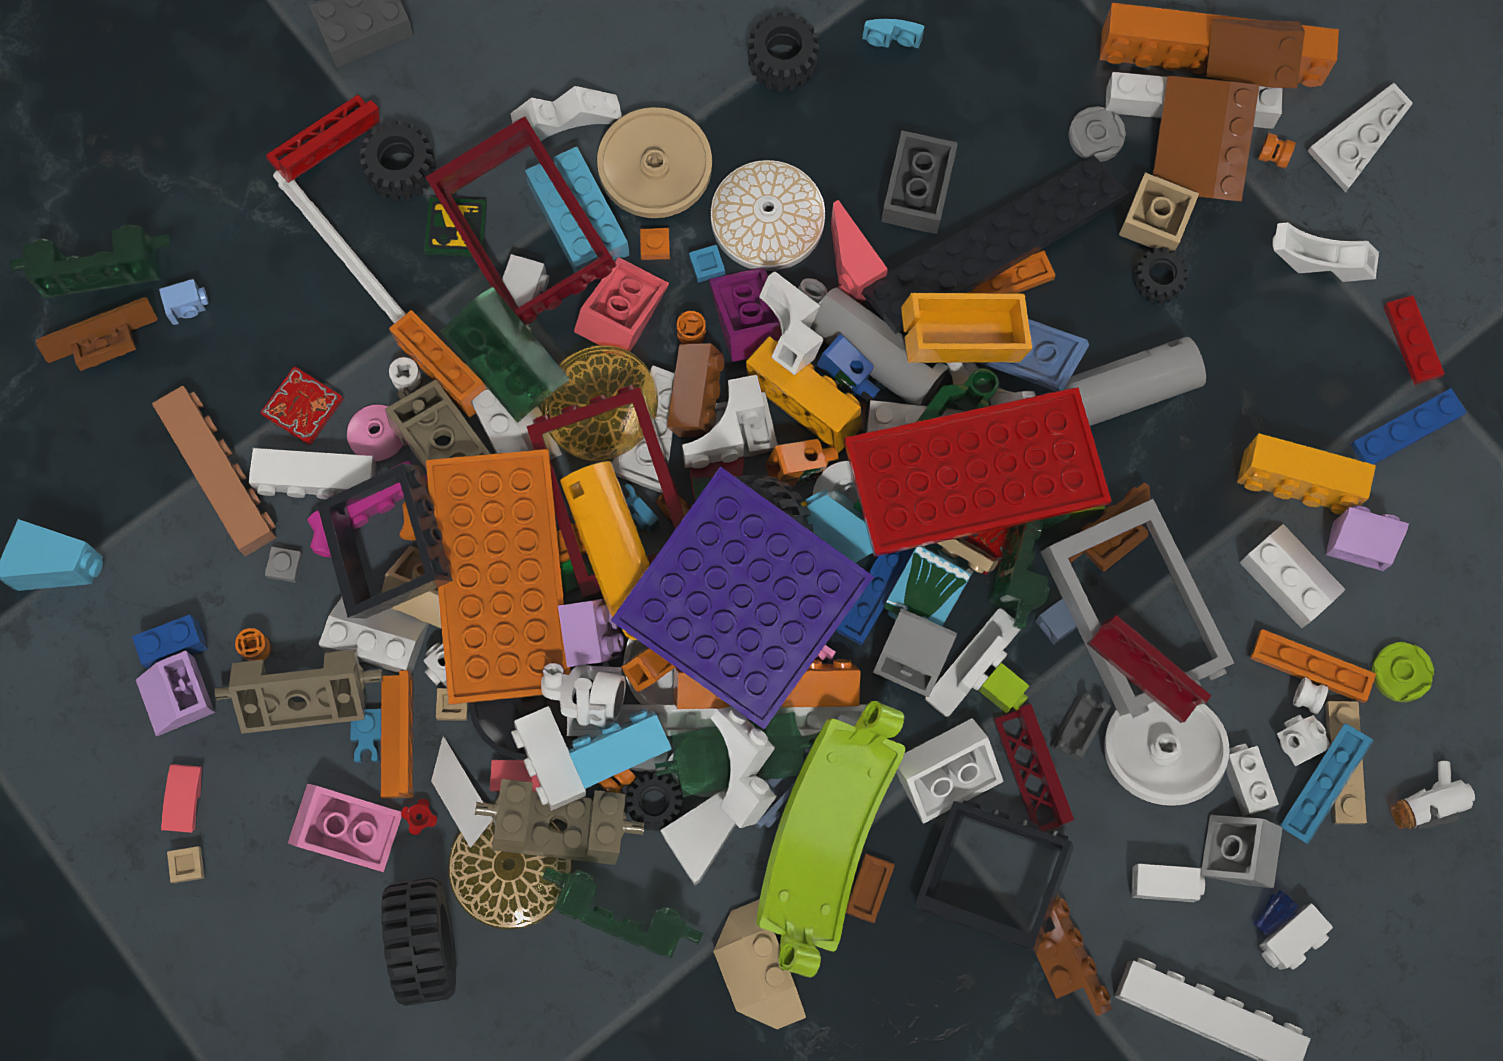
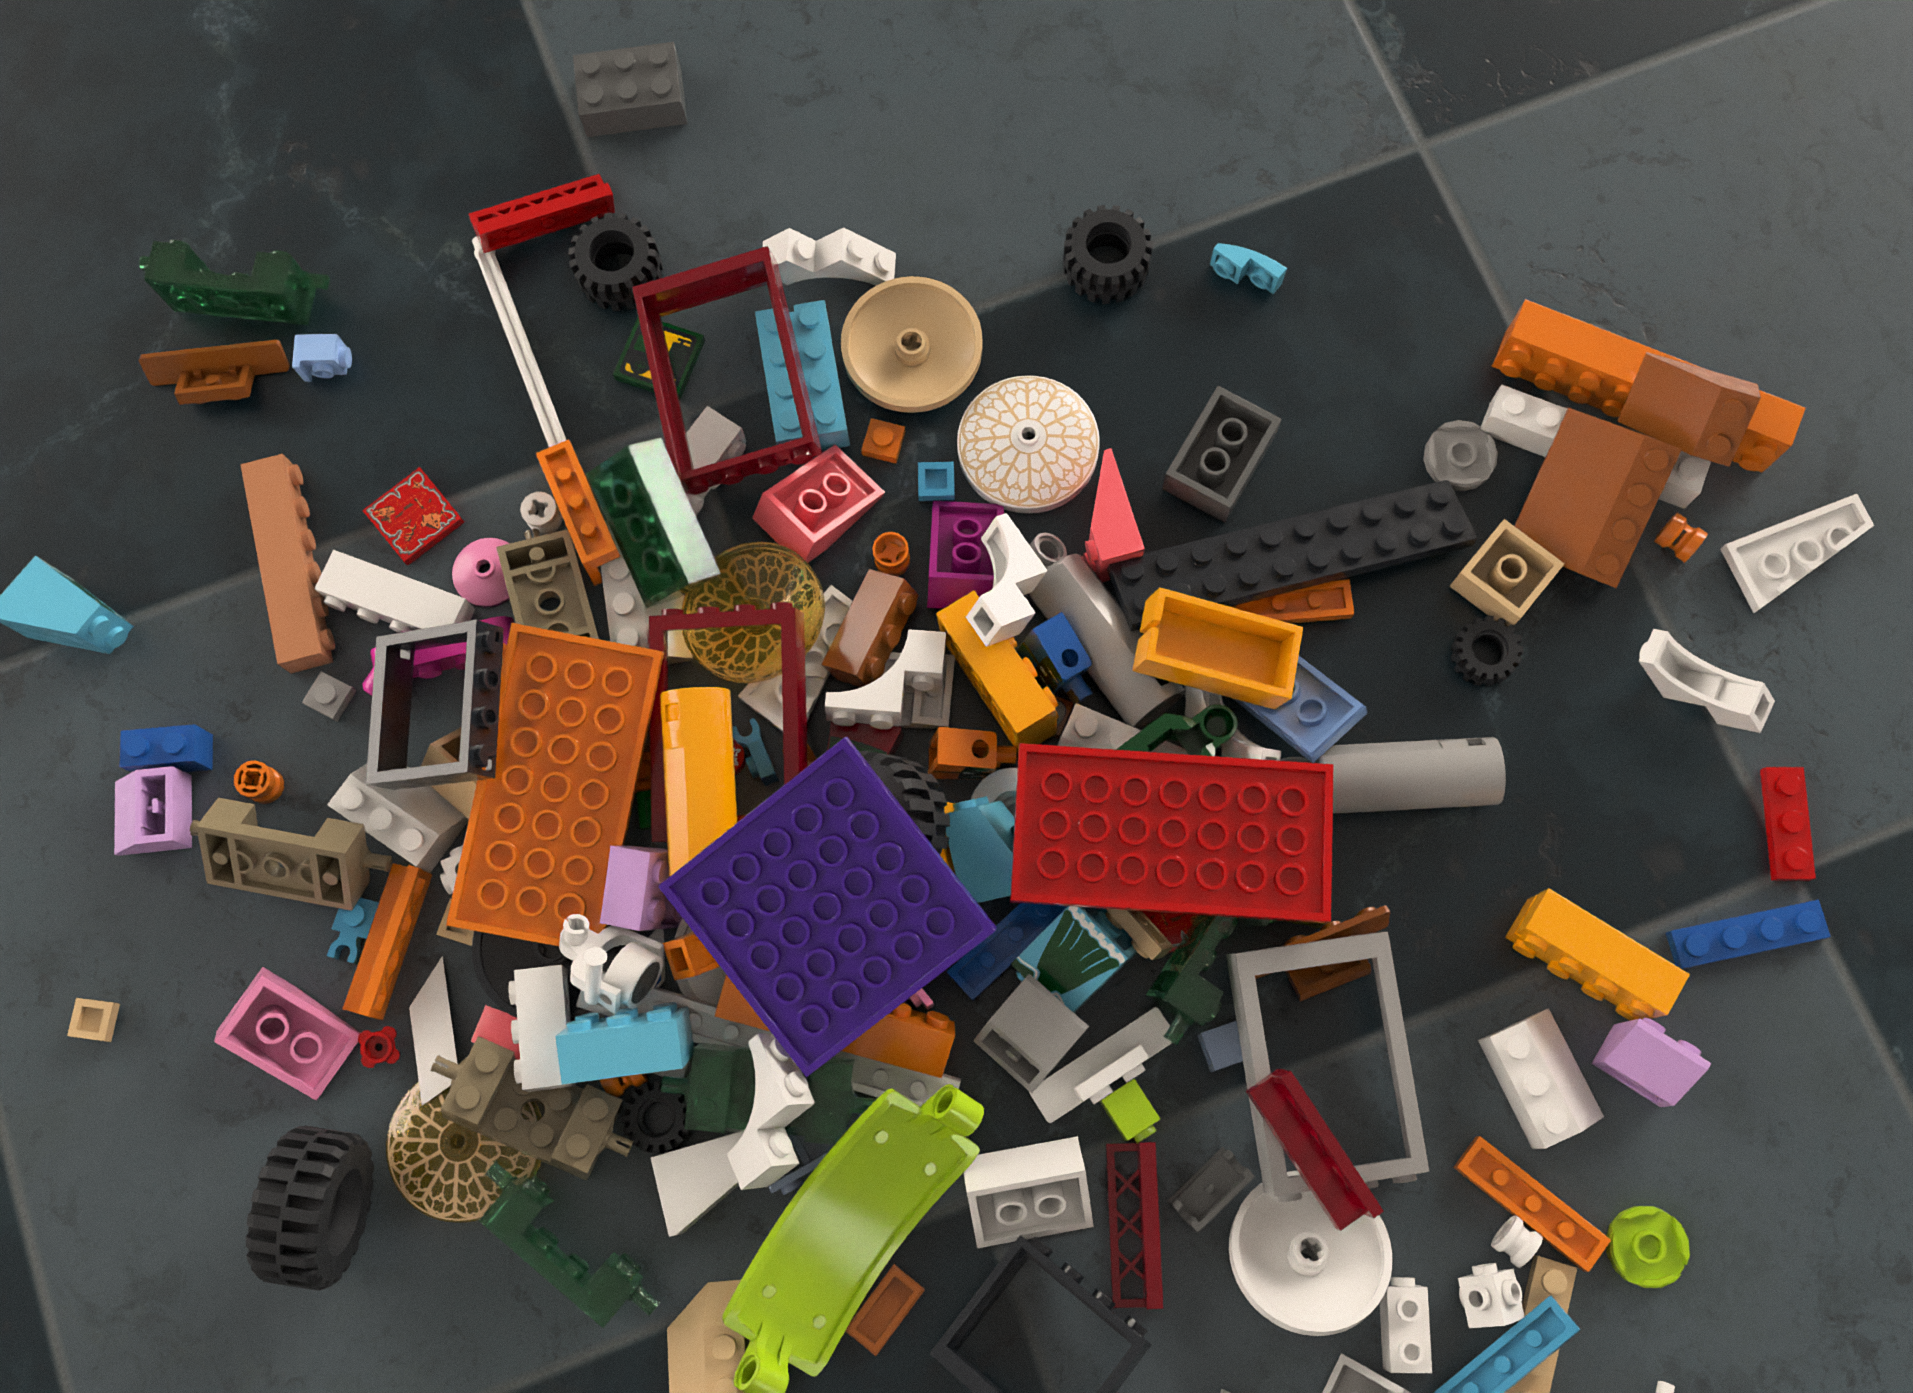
camera: 25 degrees right, 0 degrees up
(181, 798) = (115, 937): coral slope -> none

